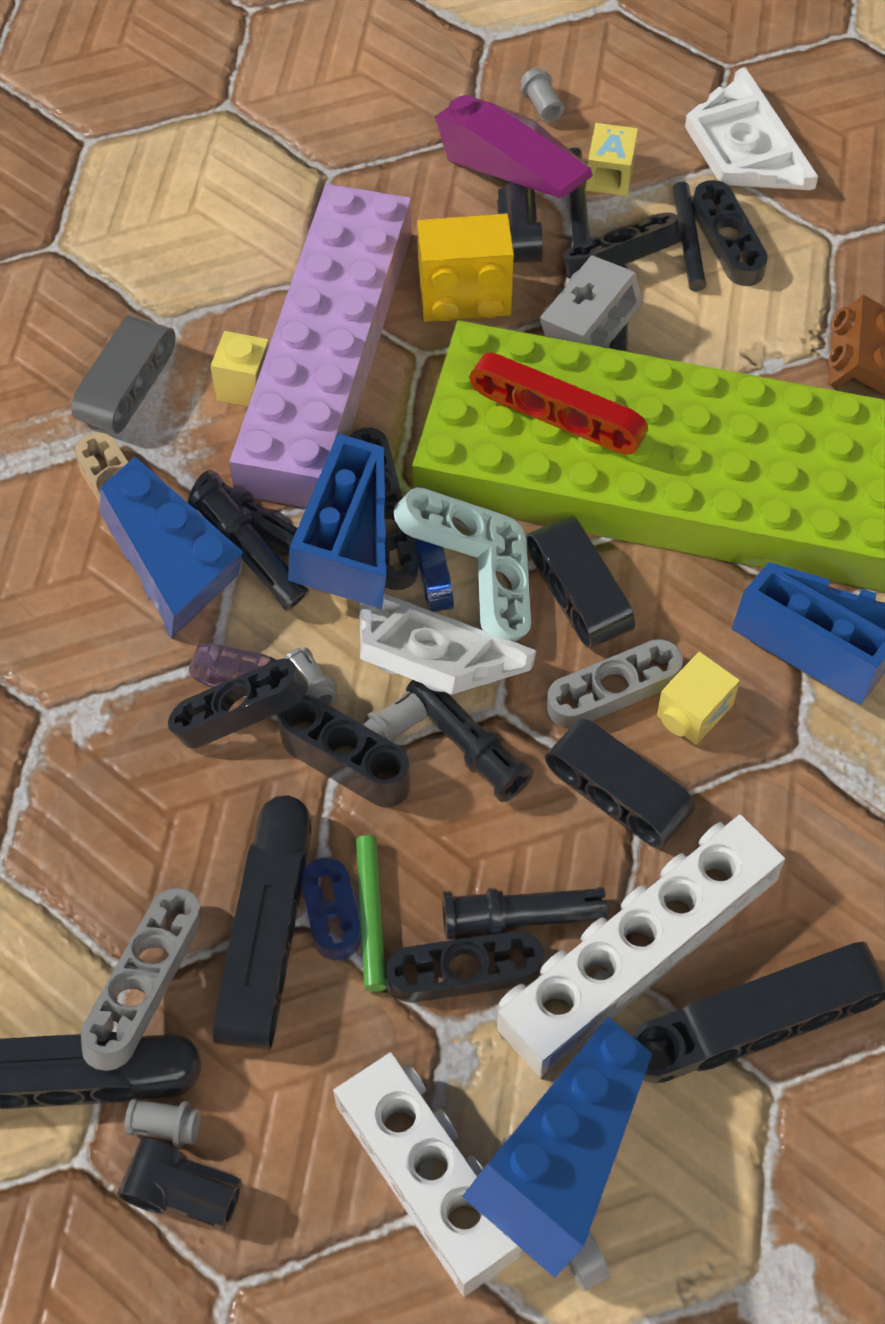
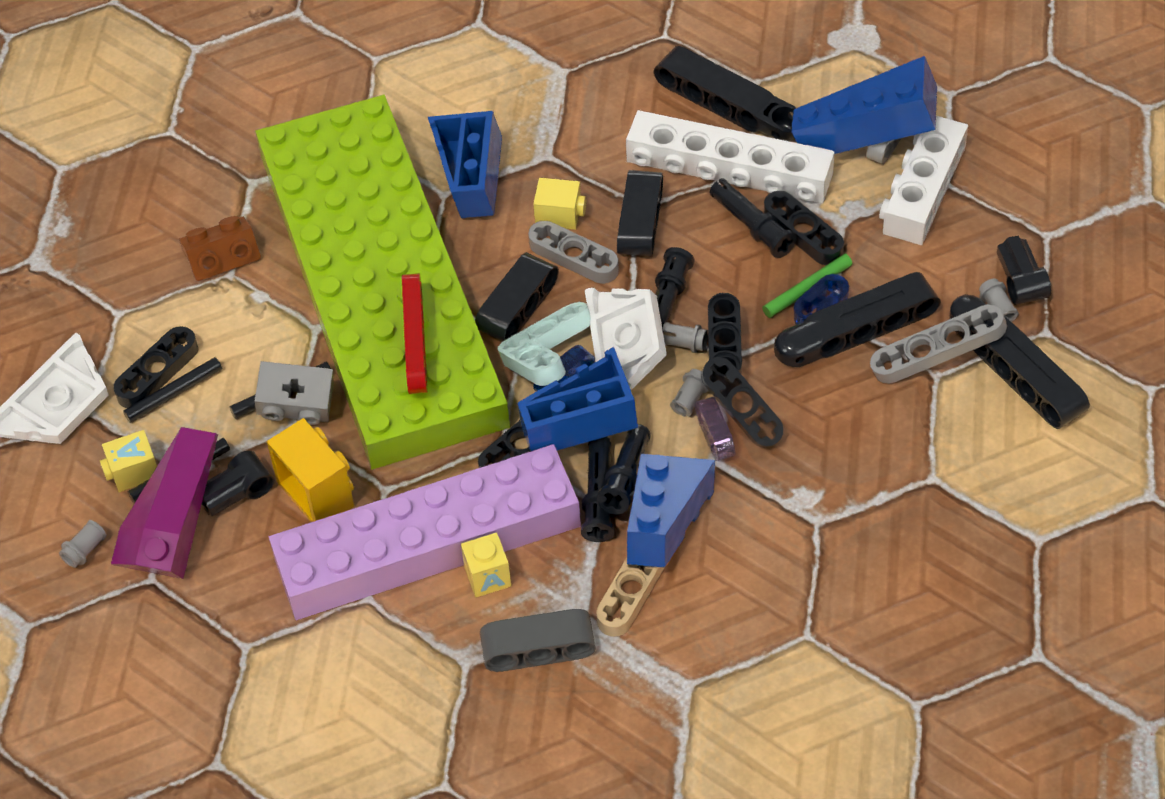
camera: 120 degrees left, 5 degrees down
(626, 242) = (199, 415): black beam -> none

